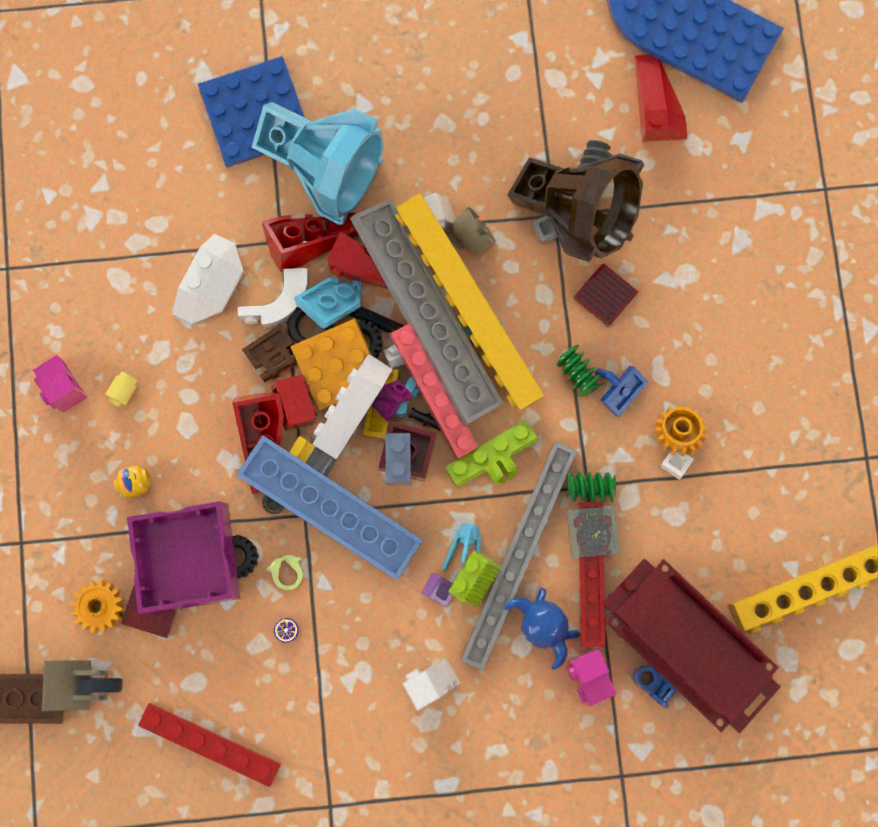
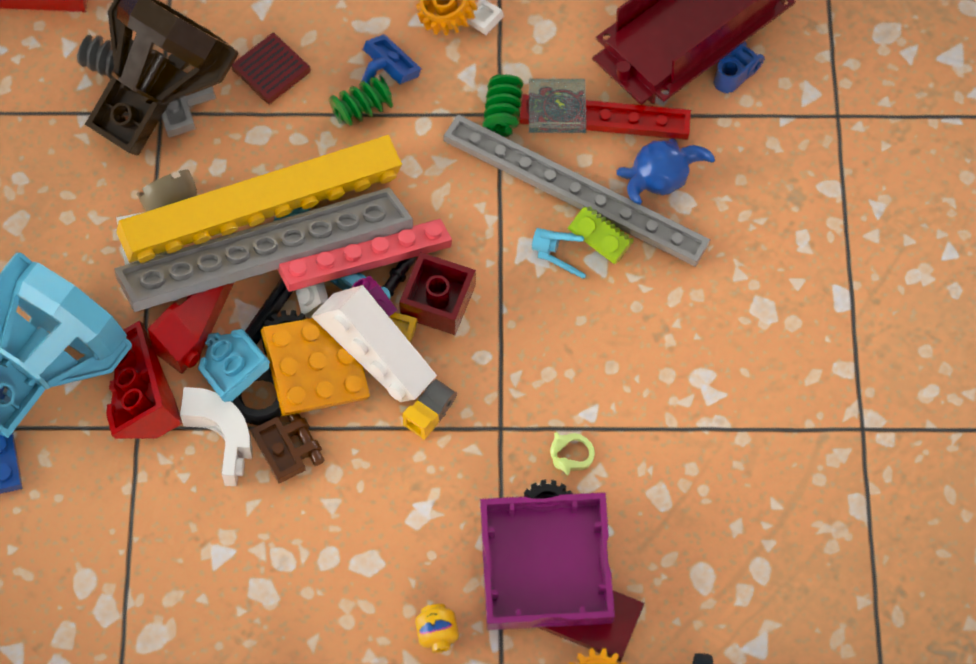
camera: 85 degrees left, 15 degrees down
(121, 389) = (309, 636): light yellow brick -> none
(208, 281) = (179, 516): white wedge -> none
(209, 744) = (781, 563): red plate -> none
(258, 417) = (389, 465): red wedge -> none
(271, 506) = (481, 461): clear smoke tile -> none
(286, 630) = (645, 459): tile -> none
(295, 402) = (357, 421): red brick -> none
(329, 507) = (495, 390): medium blue plate -> none
(398, 459) = (450, 288): sand blue brick -> none
(431, 683) = (727, 294): white wedge -> none
(437, 589) = (608, 283): medium lavender slope -> none
(493, 456) = (454, 205): lime plate -> none
(592, 677) = (722, 125): dark pink brick -> none

